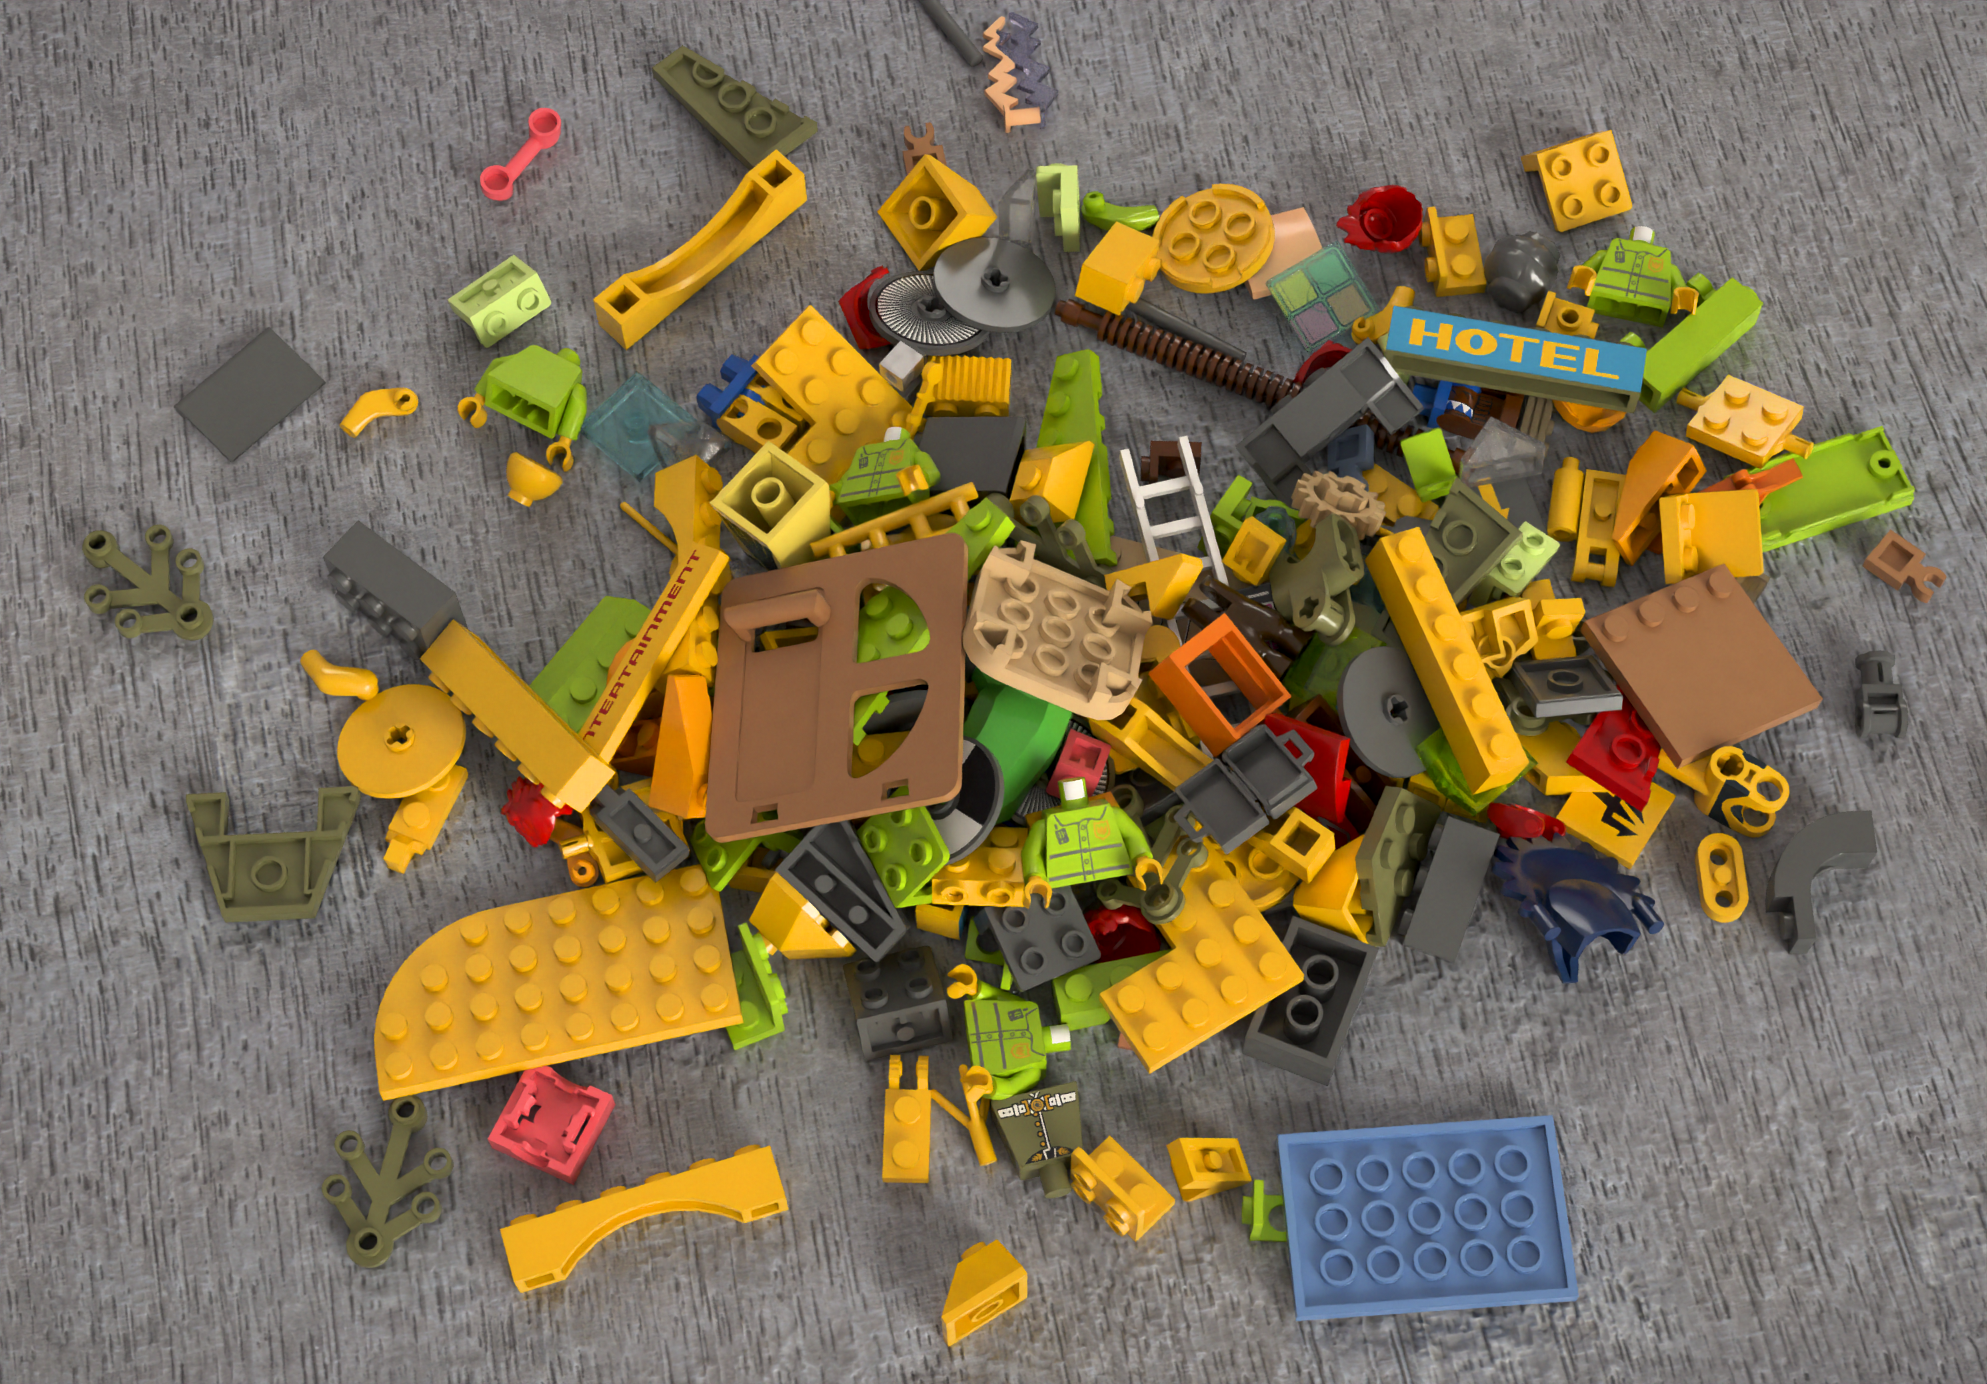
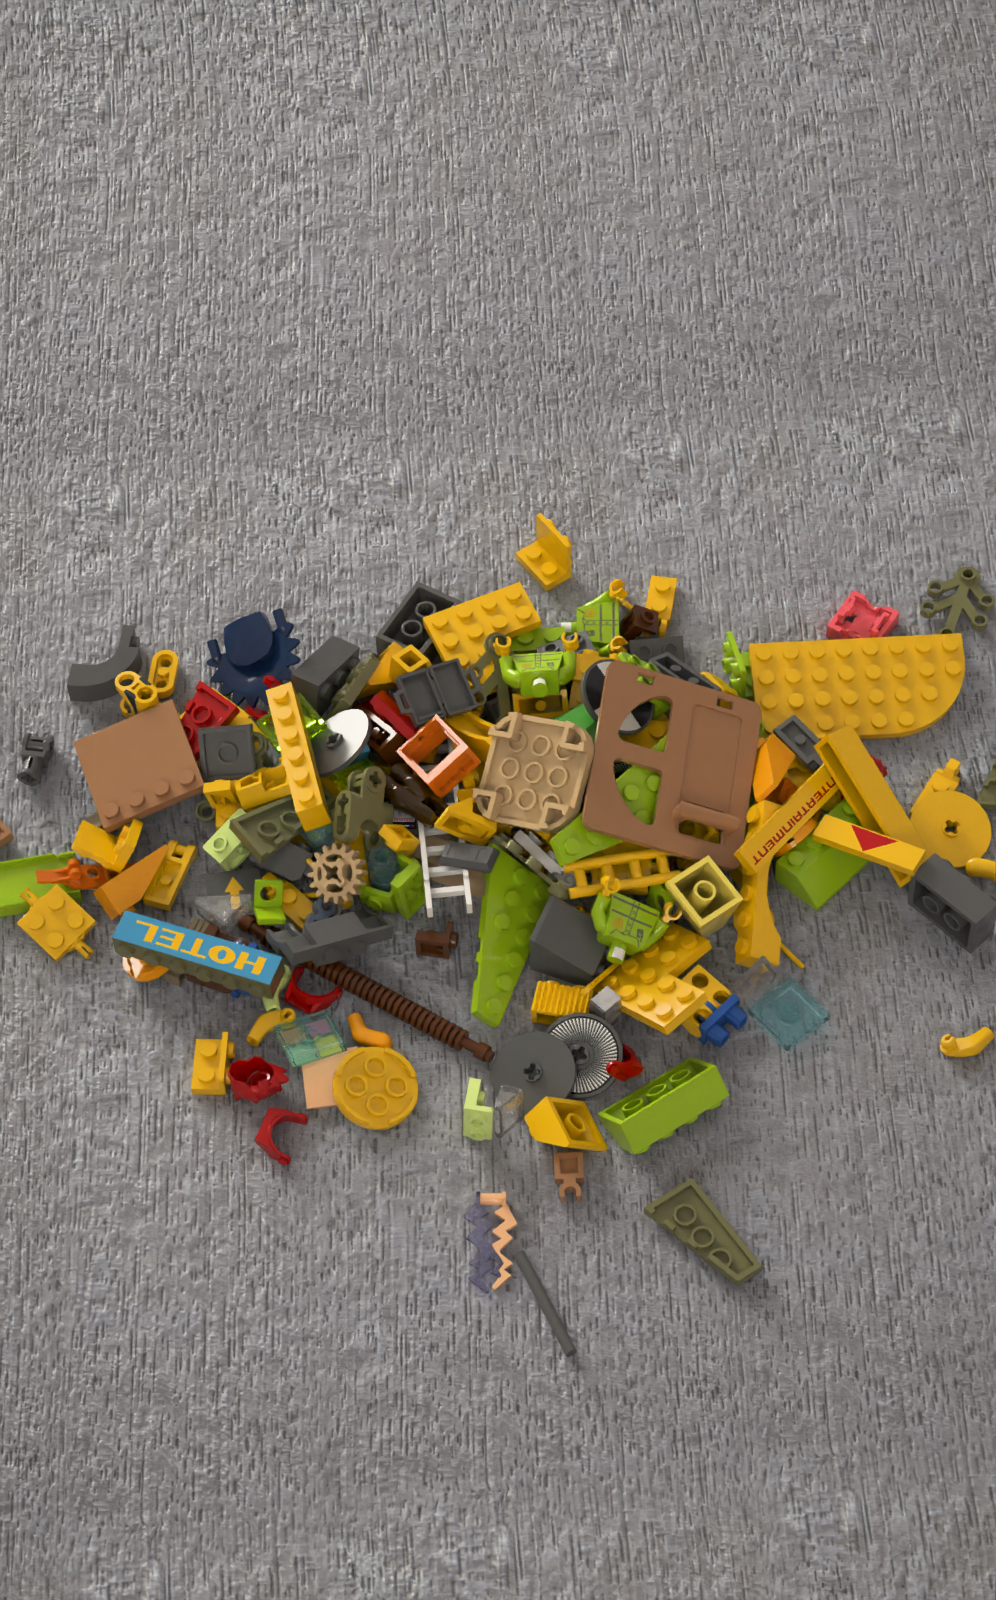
camera: 170 degrees left, 10 degrees down
(501, 300) = (883, 1108): yellowish green bracket -> none
(522, 633) = (869, 845): none -> yellow tile
(530, 479) = (861, 981): yellow brick -> none
(537, 391) = (857, 1031): lime torso -> none
(544, 132) = (880, 1197): coral bar -> none
(551, 1245) = (760, 579): yellow arch -> none
(649, 295) = (699, 1142): yellow arch -> none
(807, 263) = (664, 1105): none -> lime slope
(934, 1058) = (637, 621): none -> reddish brown bracket
(981, 1289) = (629, 511): yellow slope -> none
(1041, 1134) = (581, 584): olive torso -> none
(1055, 475) = (519, 911): yellow slope -> none
(1105, 214) = (439, 1116): lime arm -> none
(1118, 268) = (446, 1066): yellow brick -> none
(1139, 531) = (469, 856): none -> dark grey tile
(1184, 329) = (416, 1043): dark grey bar -> none
(1207, 1166) = (495, 562): yellow slope -> none
(1243, 316) = (365, 1036): none -> light orange arm
(1256, 1214) = (471, 541): lime bracket -> none
(1346, 181) = (273, 1117): none -> red helmet
(1425, 1218) = (380, 532): medium blue plate -> none
(1521, 270) = (170, 1040): dark grey hair -> none
(1566, 317) = (153, 1002): yellow brick -> none
(1566, 501) = (186, 893): yellow cylinder -> none
(1581, 179) = (110, 1108): yellow bracket -> none
(1634, 281) = (96, 1023): lime torso -> none
(1697, 340) = (70, 980): lime brick -> none

